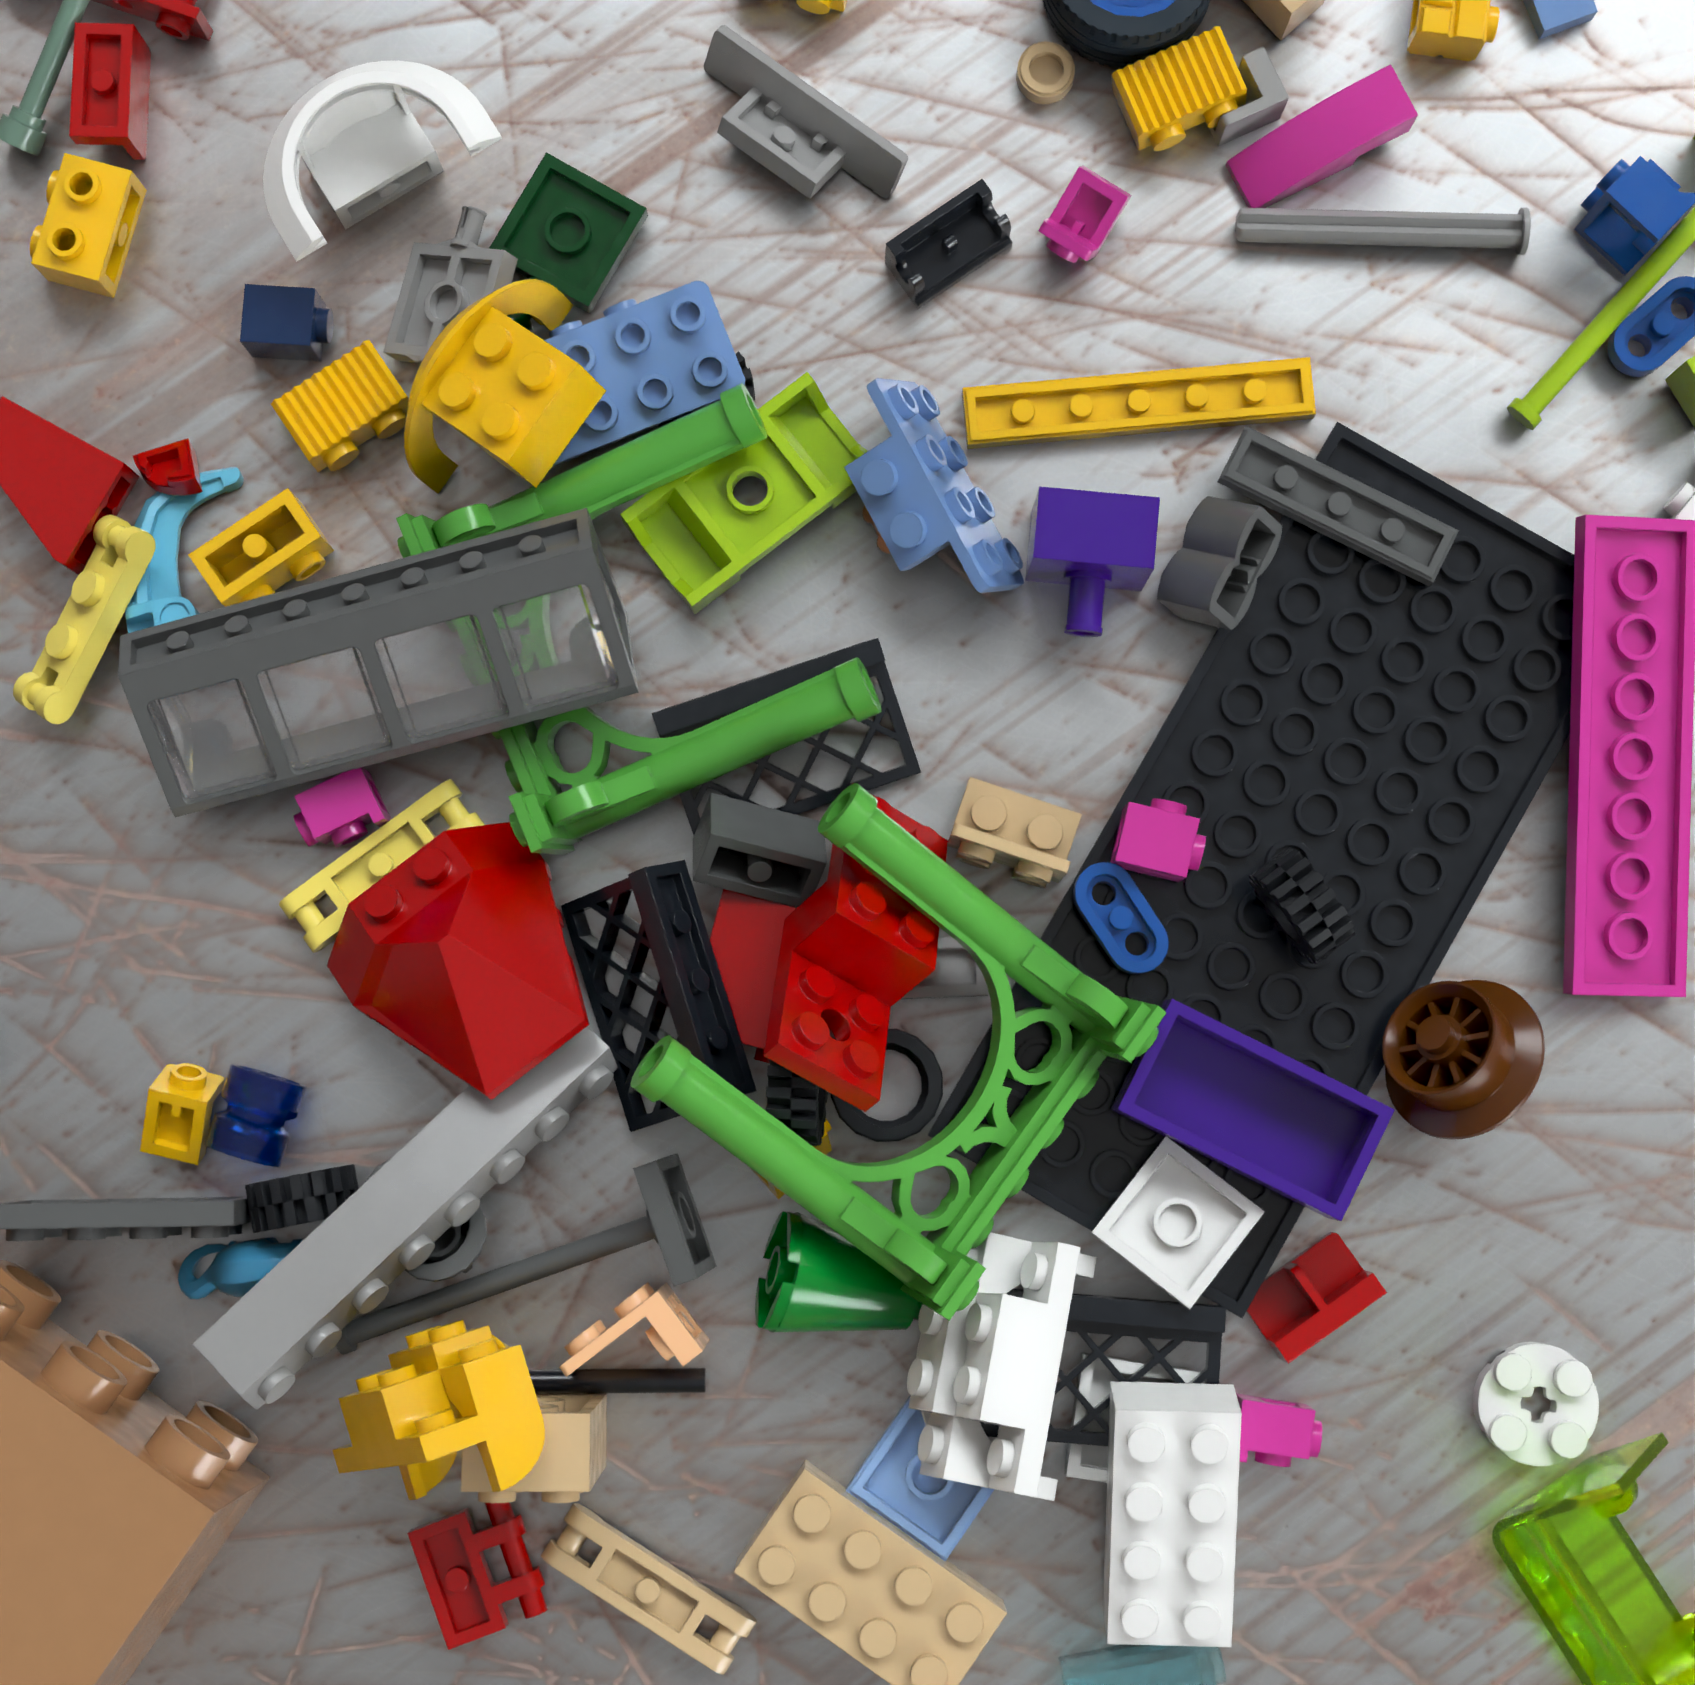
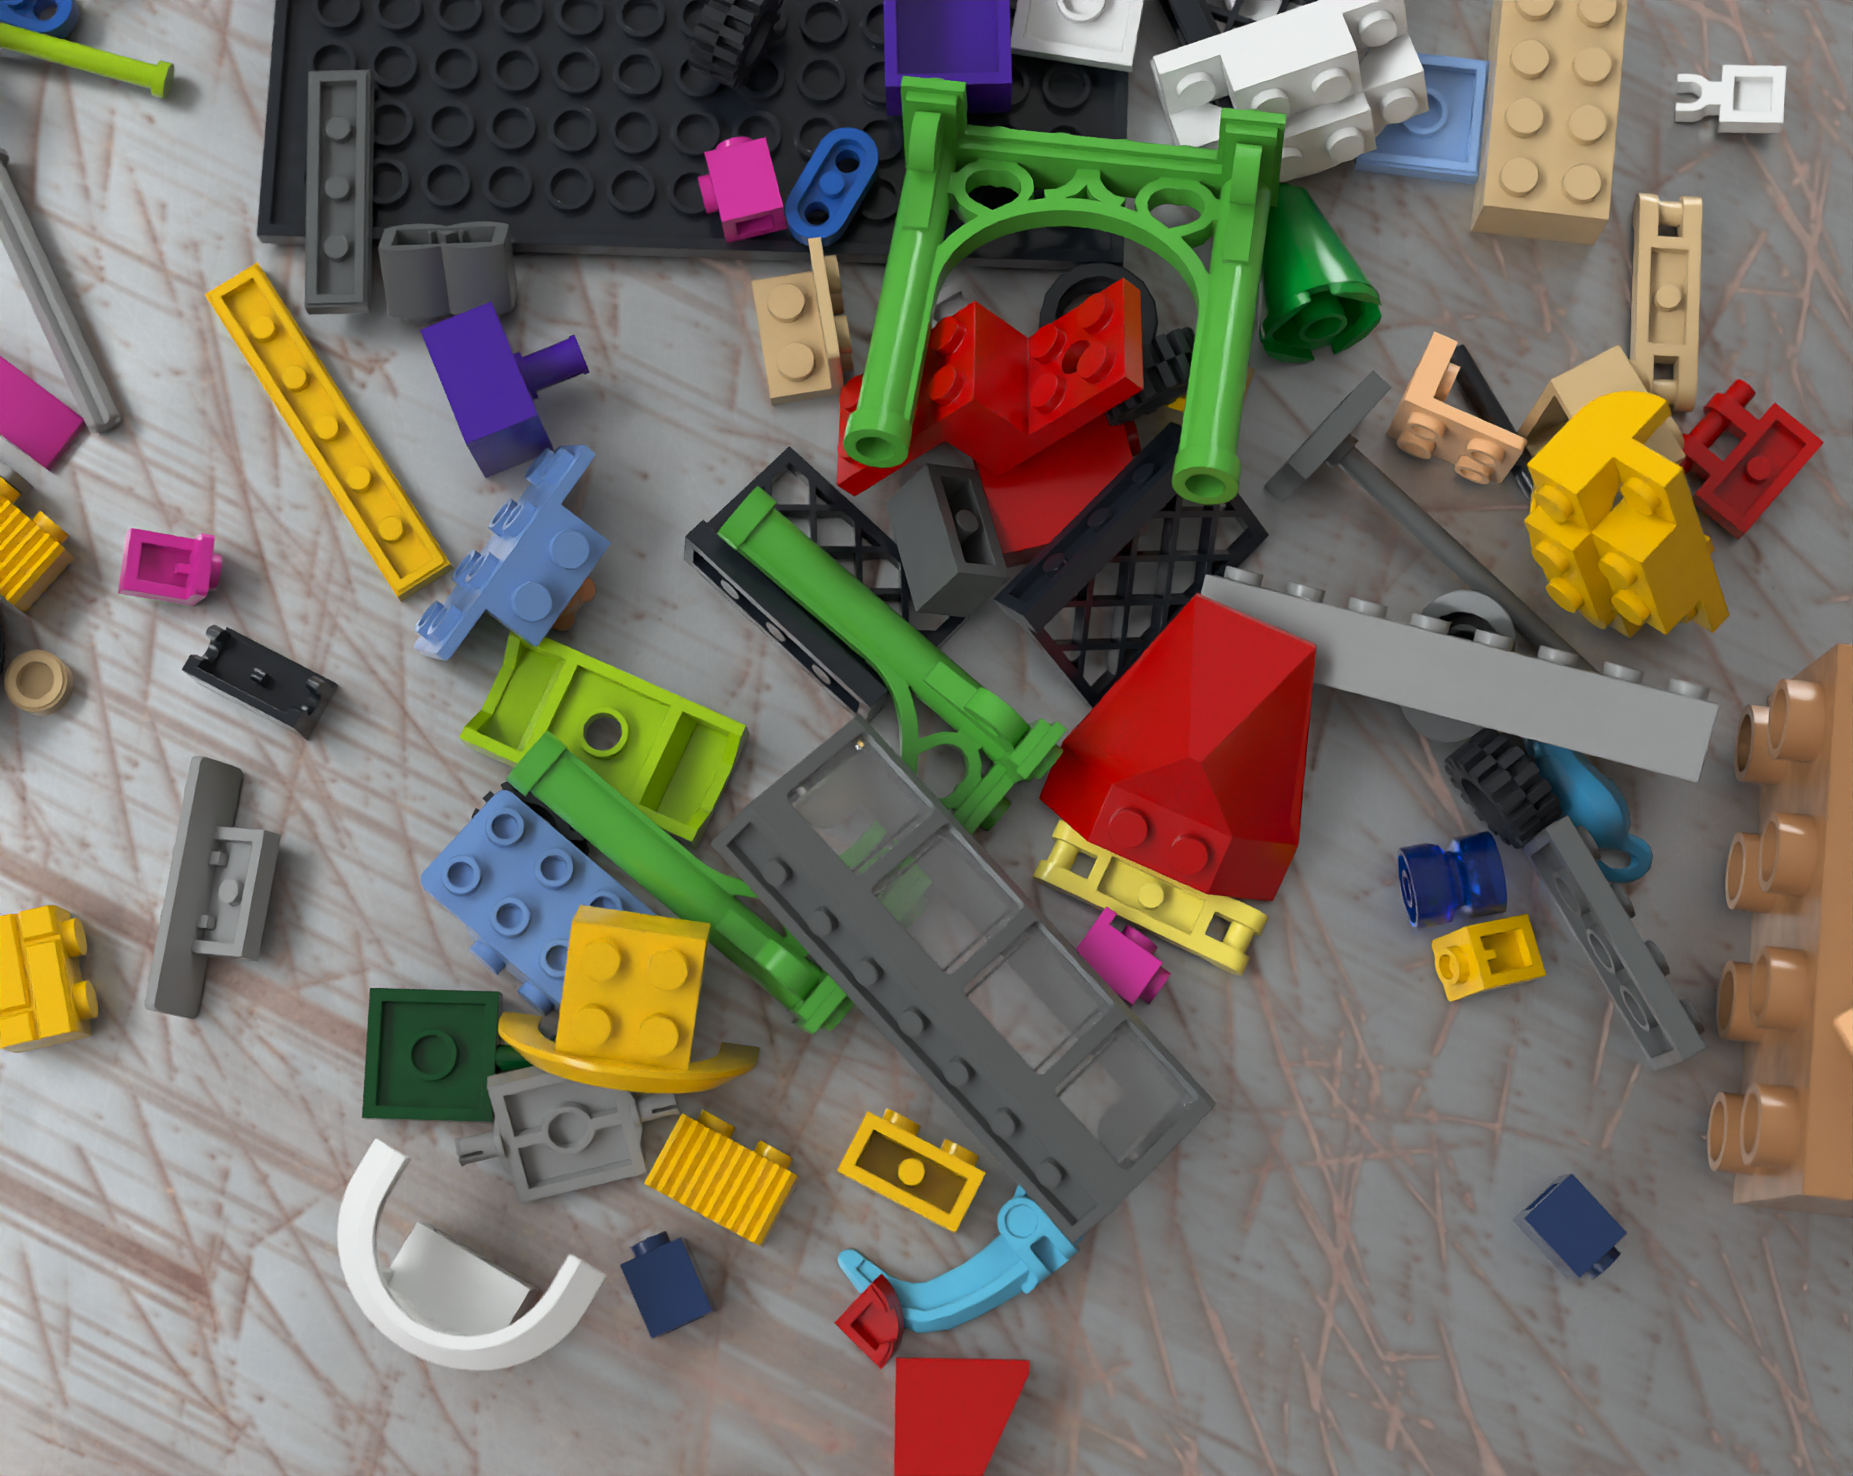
camera: 115 degrees left, 5 degrees down
(87, 620) = (1070, 1314): light yellow plate -> none

